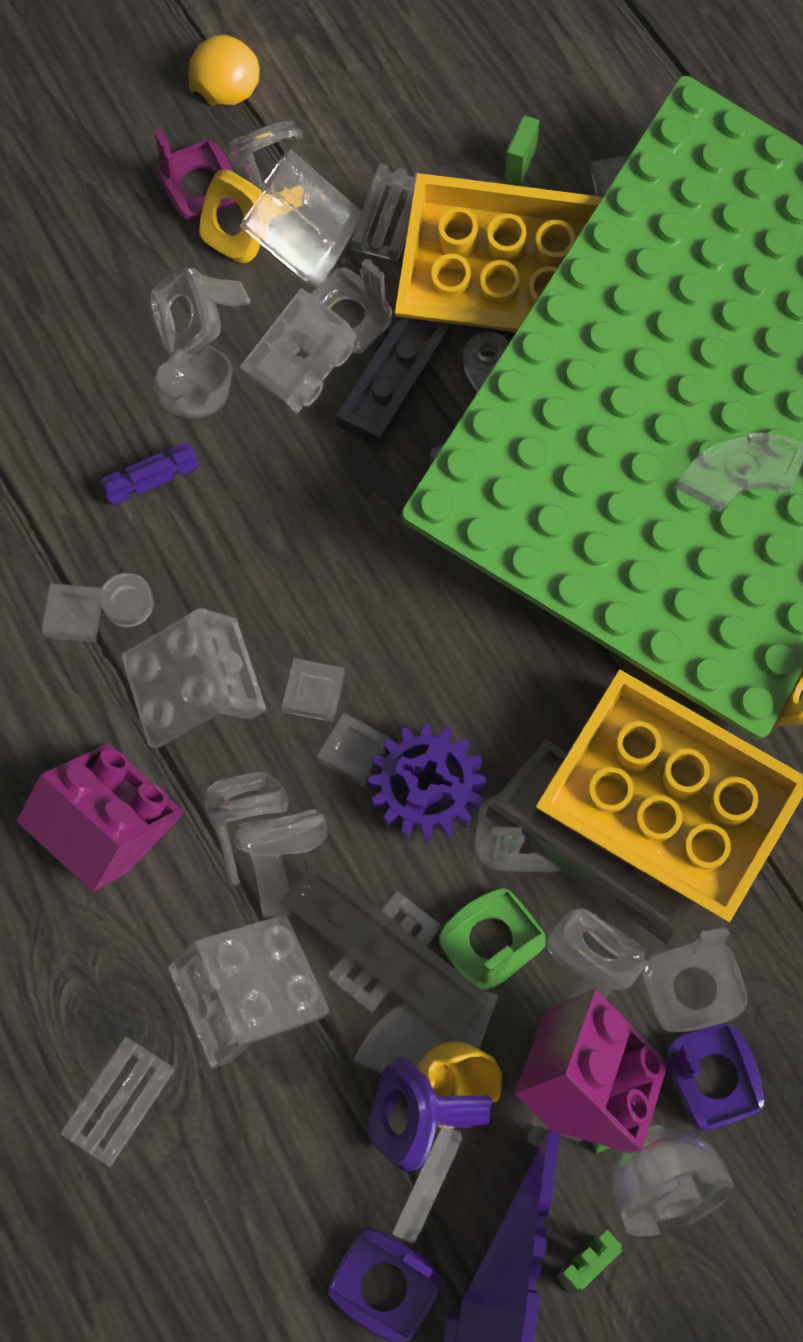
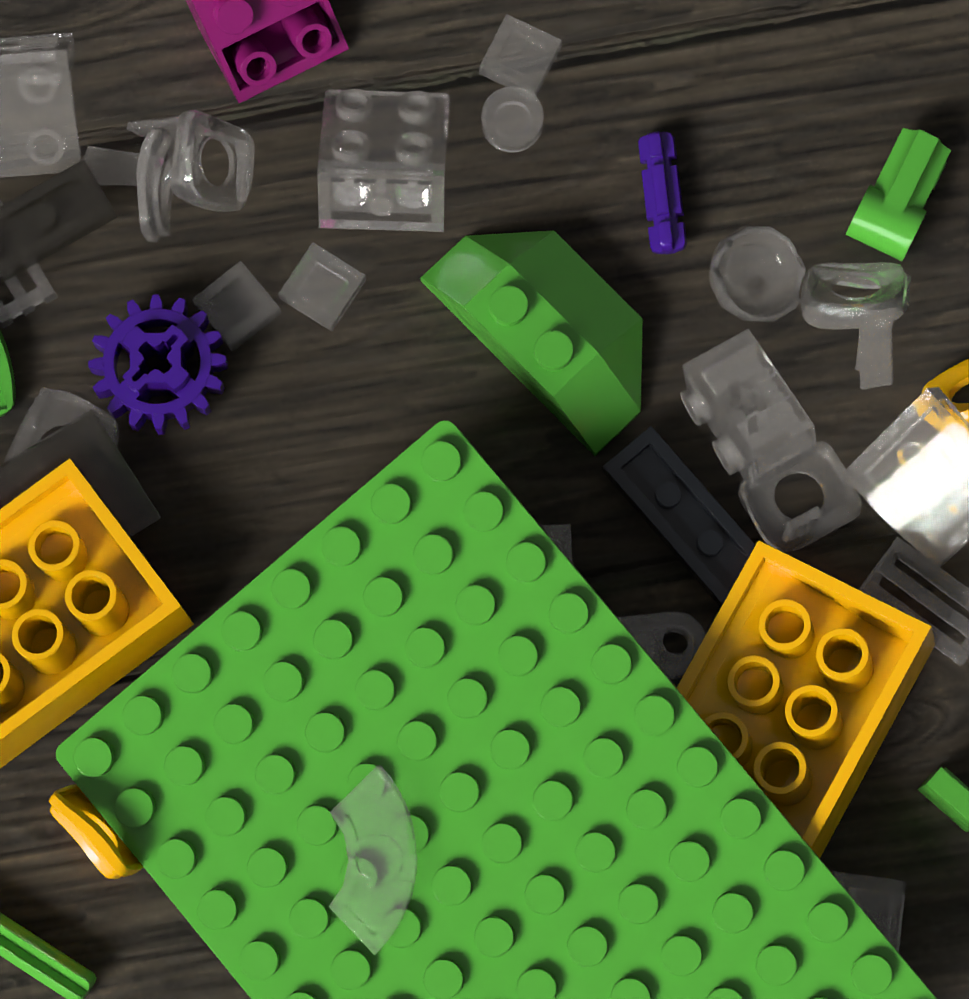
camera: 110 degrees right, 10 degrees up
(109, 315) = (895, 205): none -> bright green piece
(282, 519) = (549, 326): none -> bright green wedge

